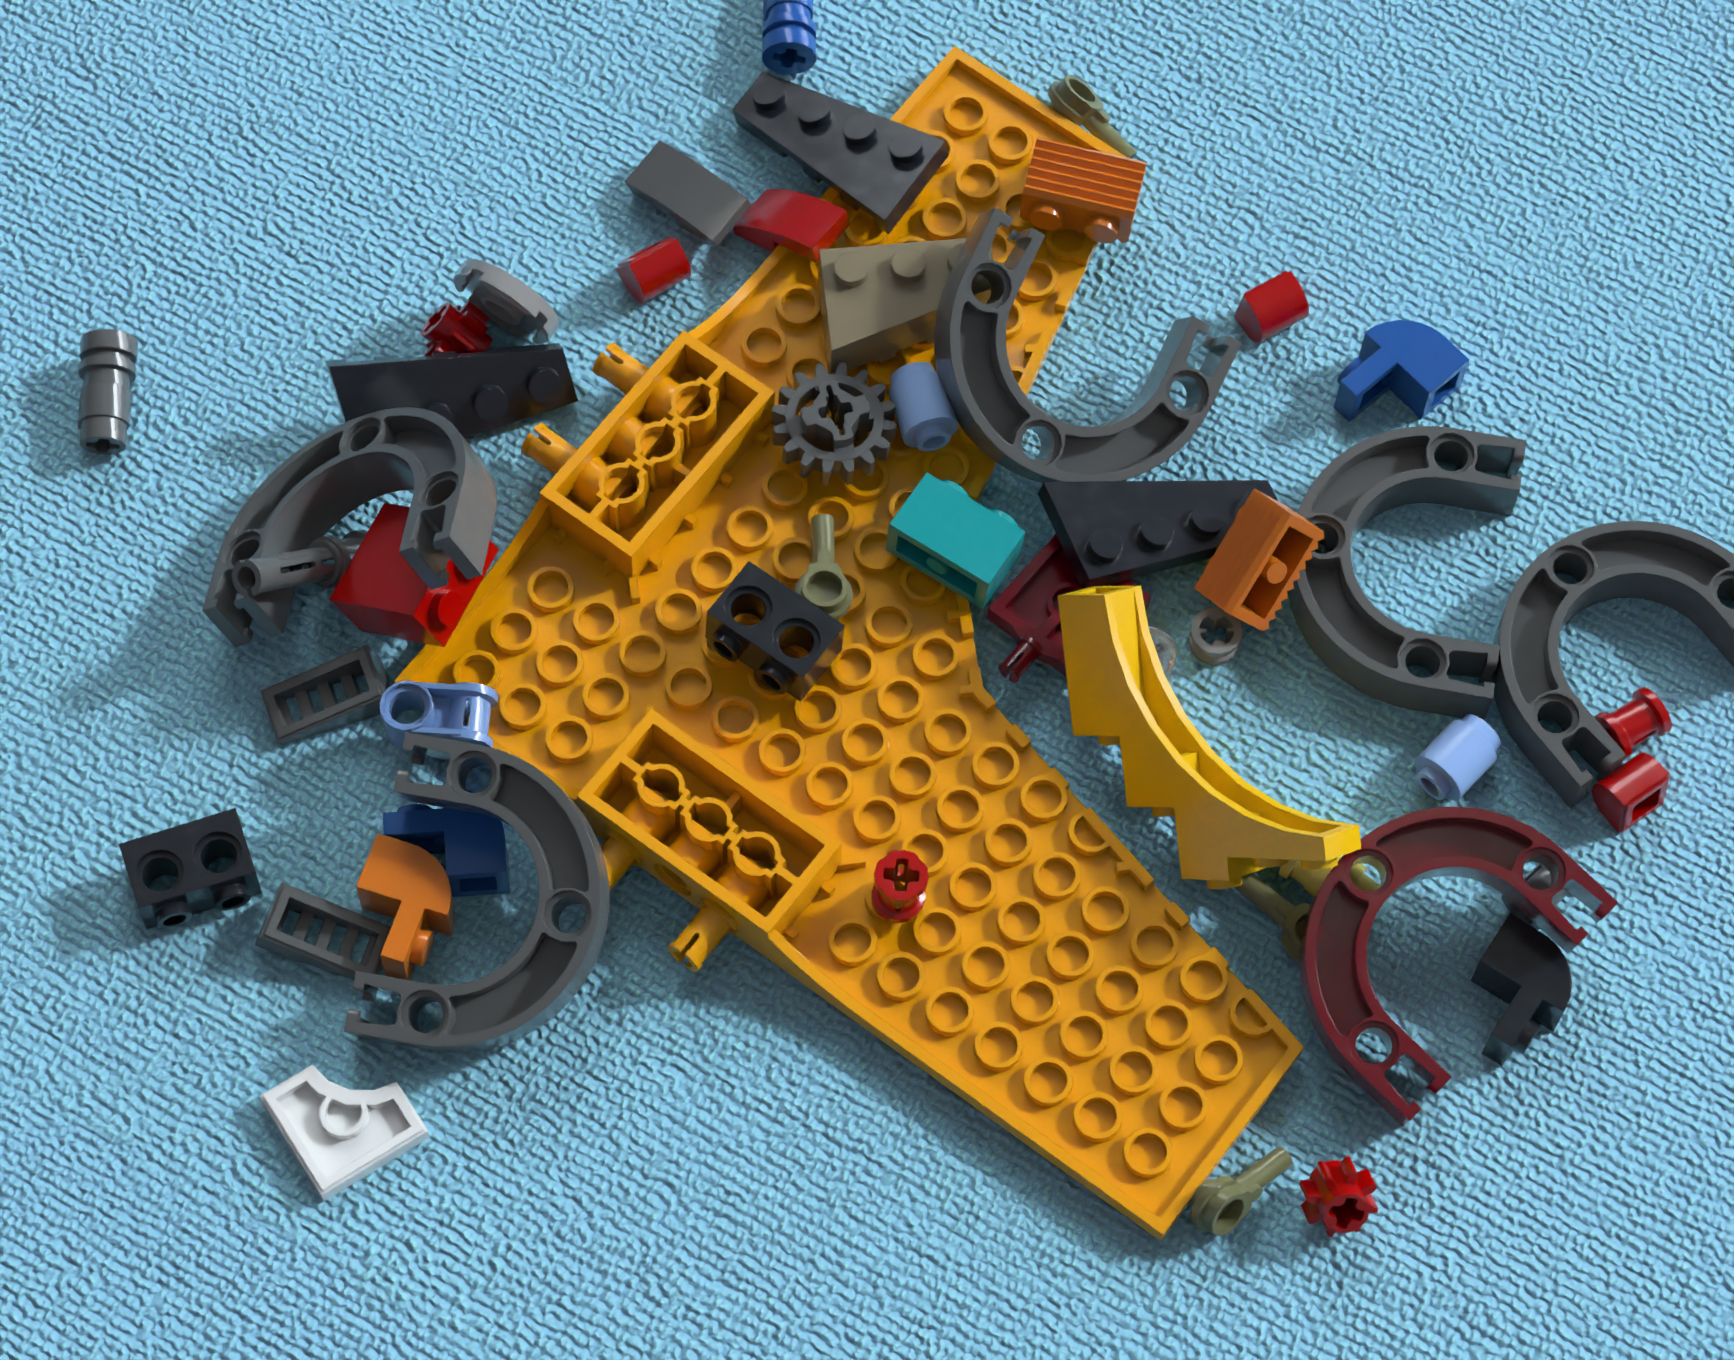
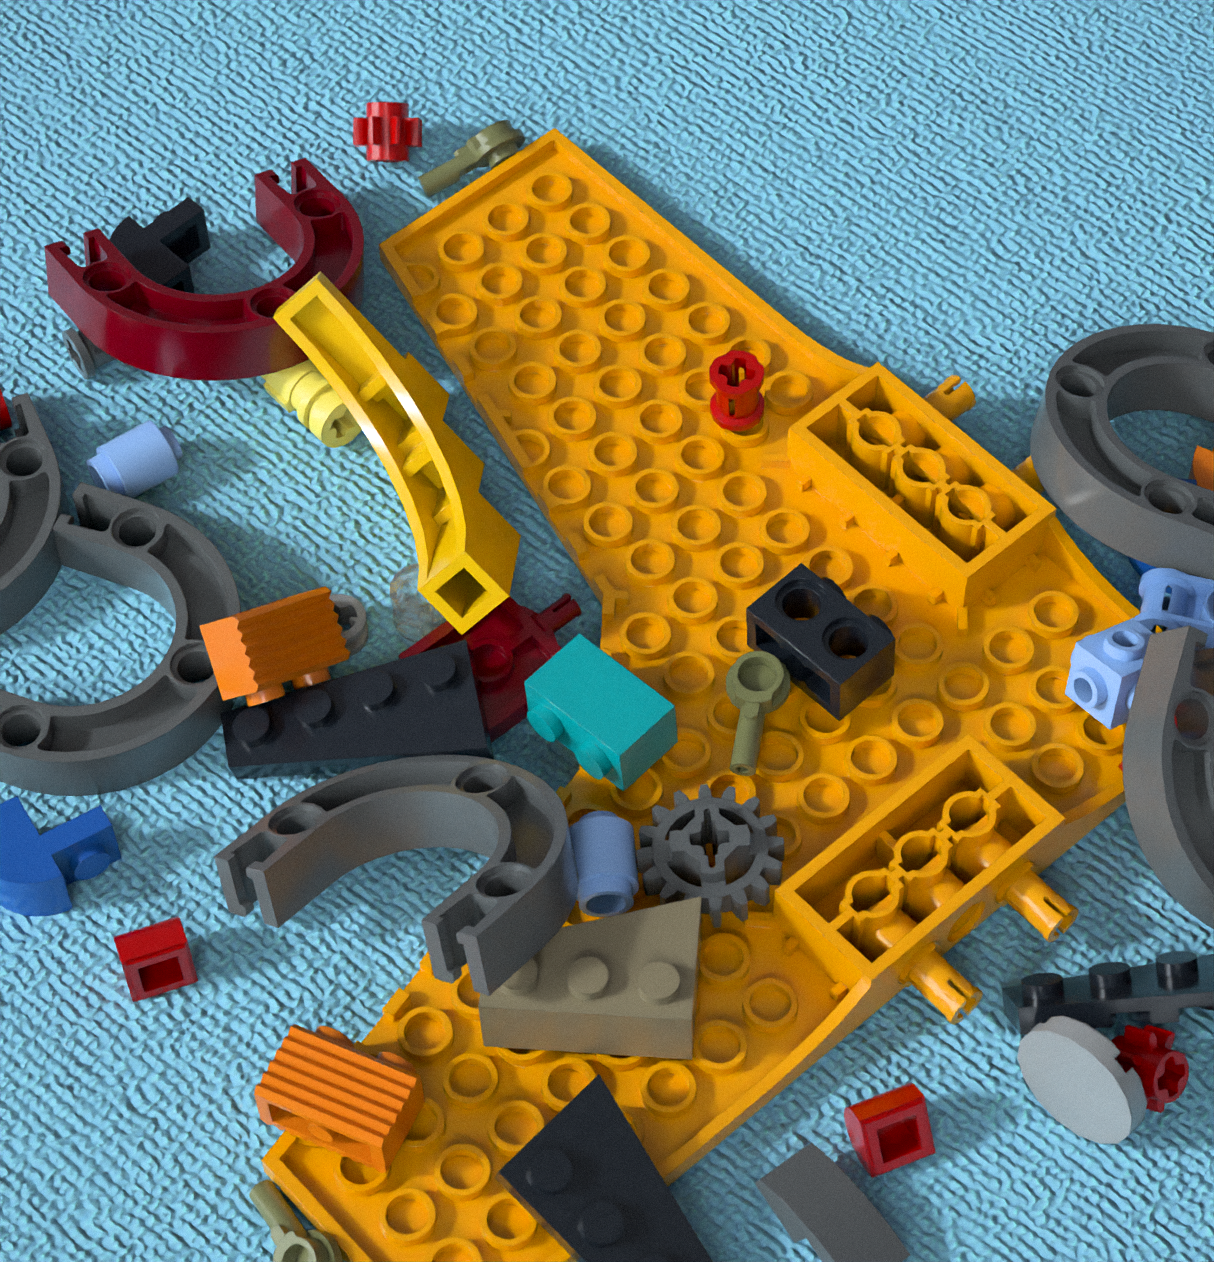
camera: 165 degrees left, 10 degrees down
(487, 613) = (1107, 671): none -> light blue brick
(792, 221) = (710, 1144): red slope -> none

